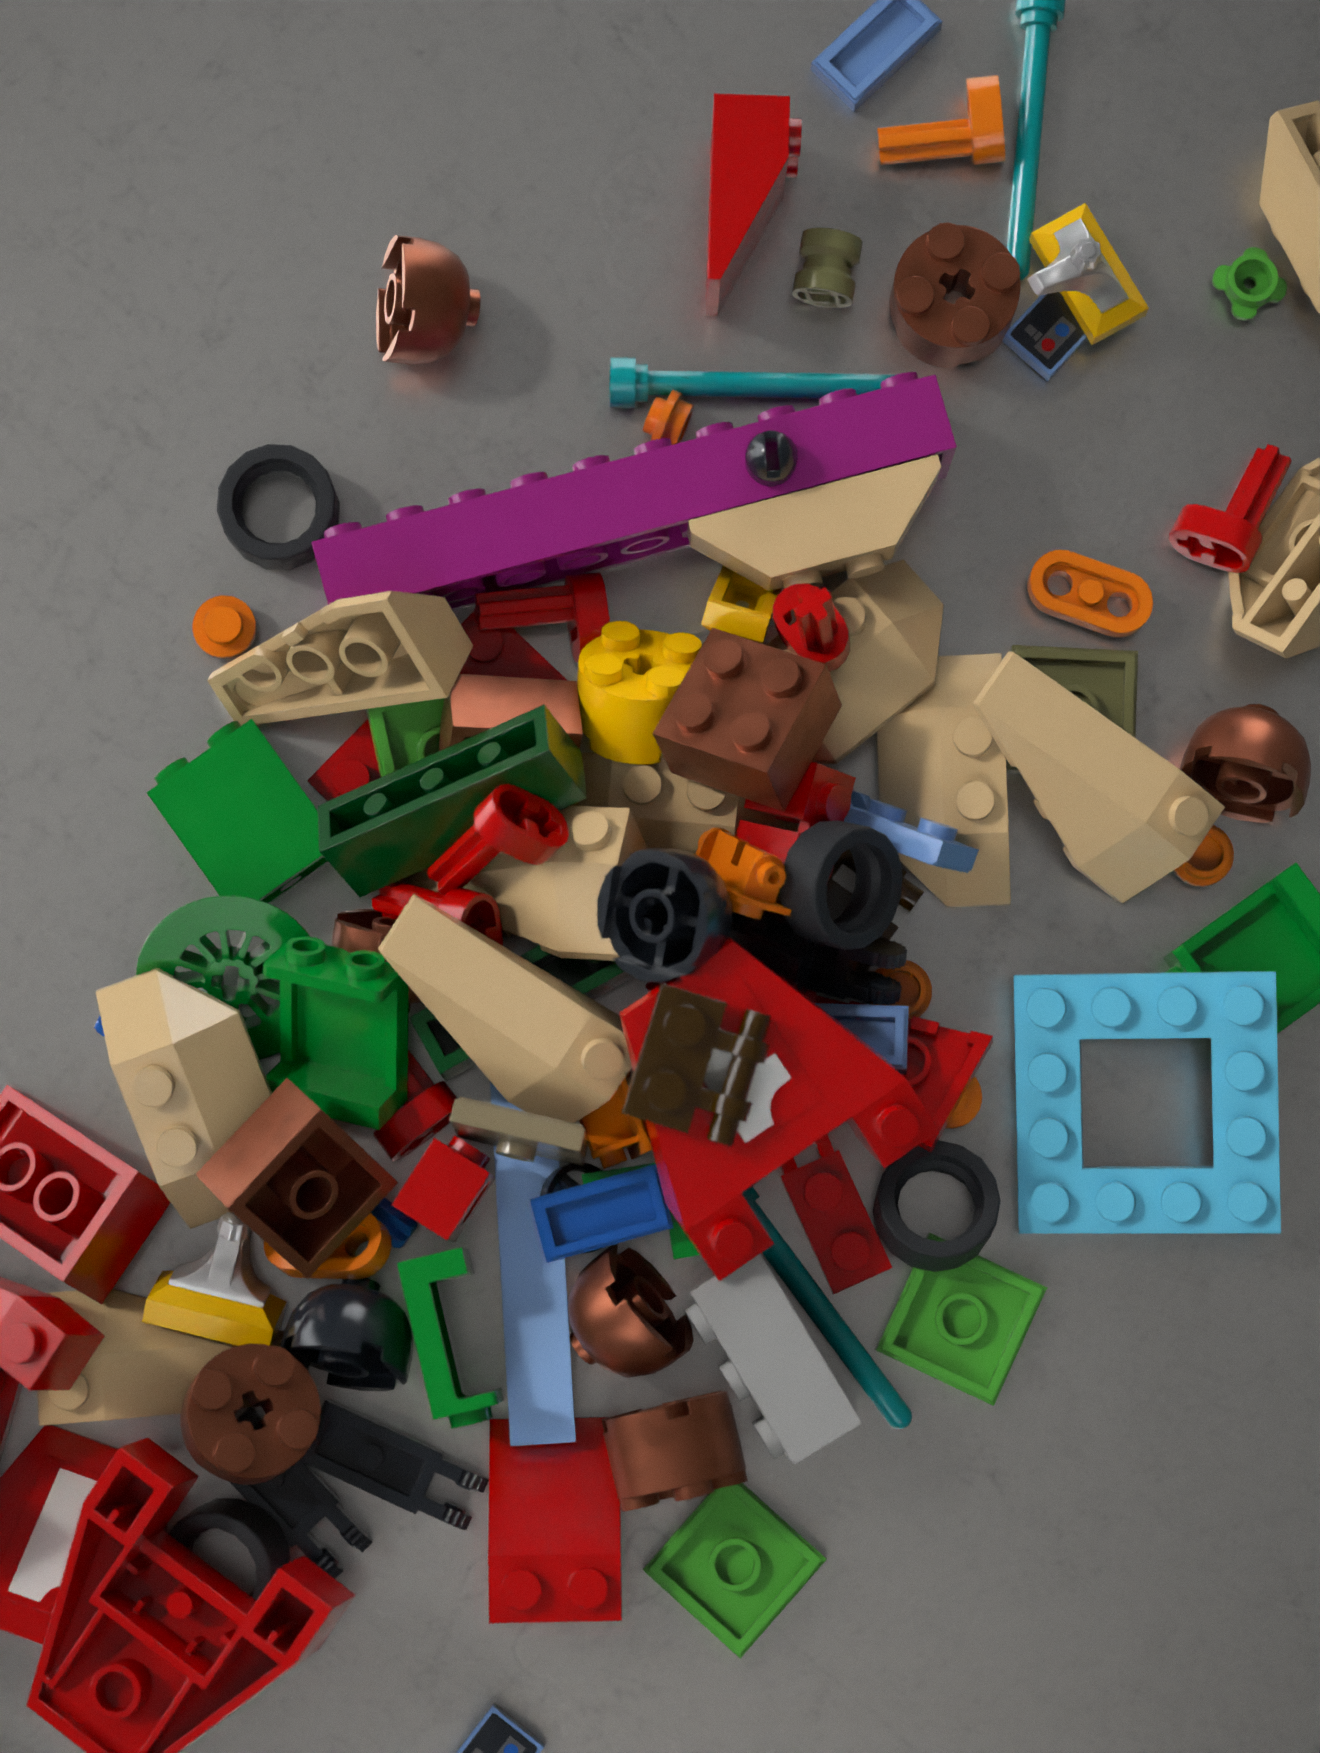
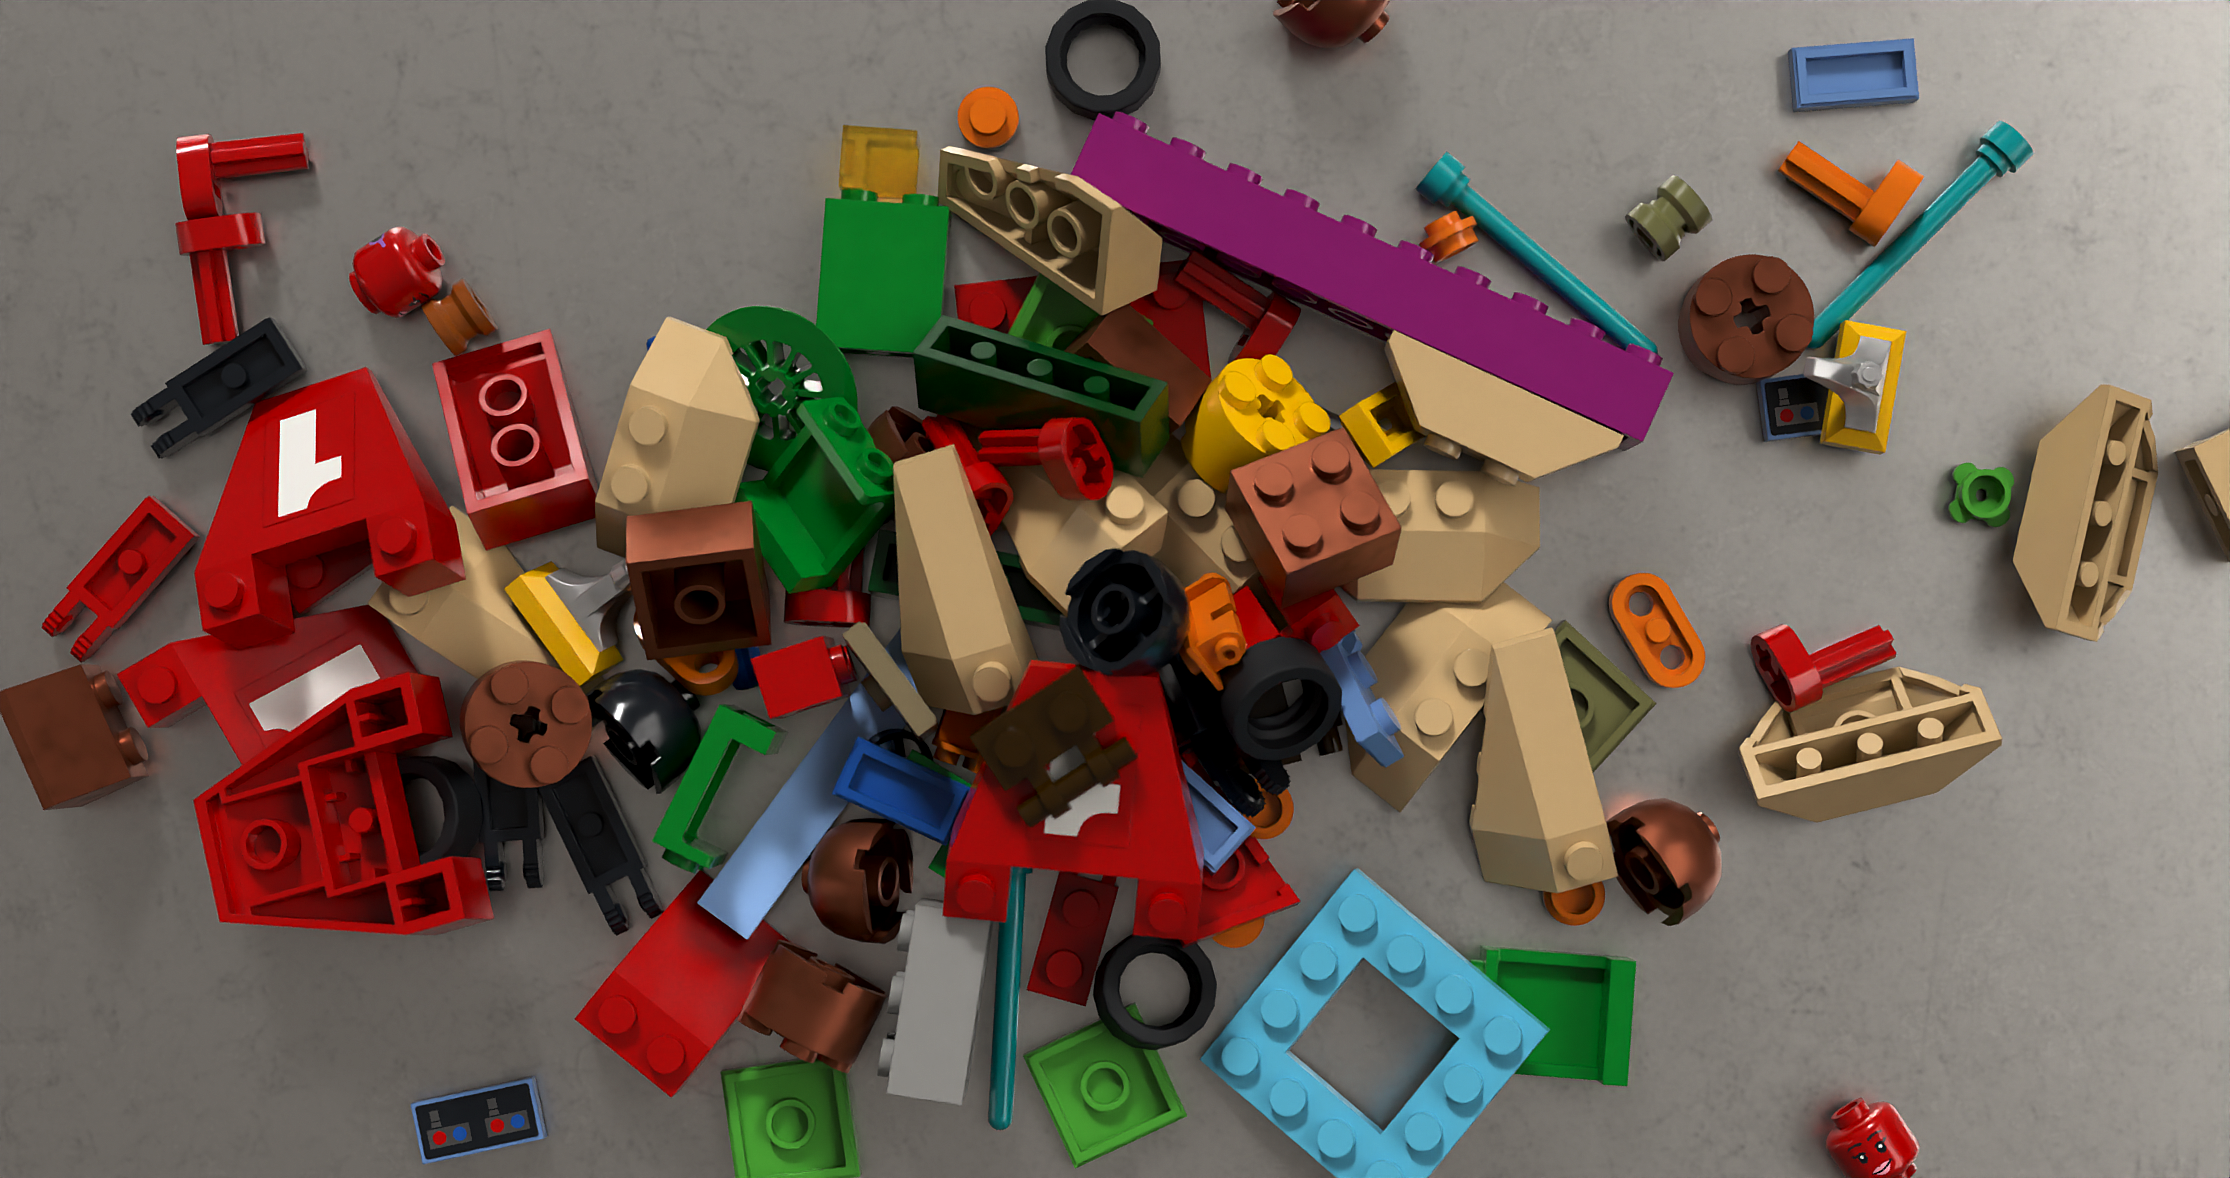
camera: 45 degrees right, 5 degrees up
(165, 729) = (880, 160): none -> clear yellow panel
(750, 158) = (1676, 88): red slope -> none
(756, 458) = (1483, 326): black hinge -> none
(818, 628) = (1422, 493): red piece -> none

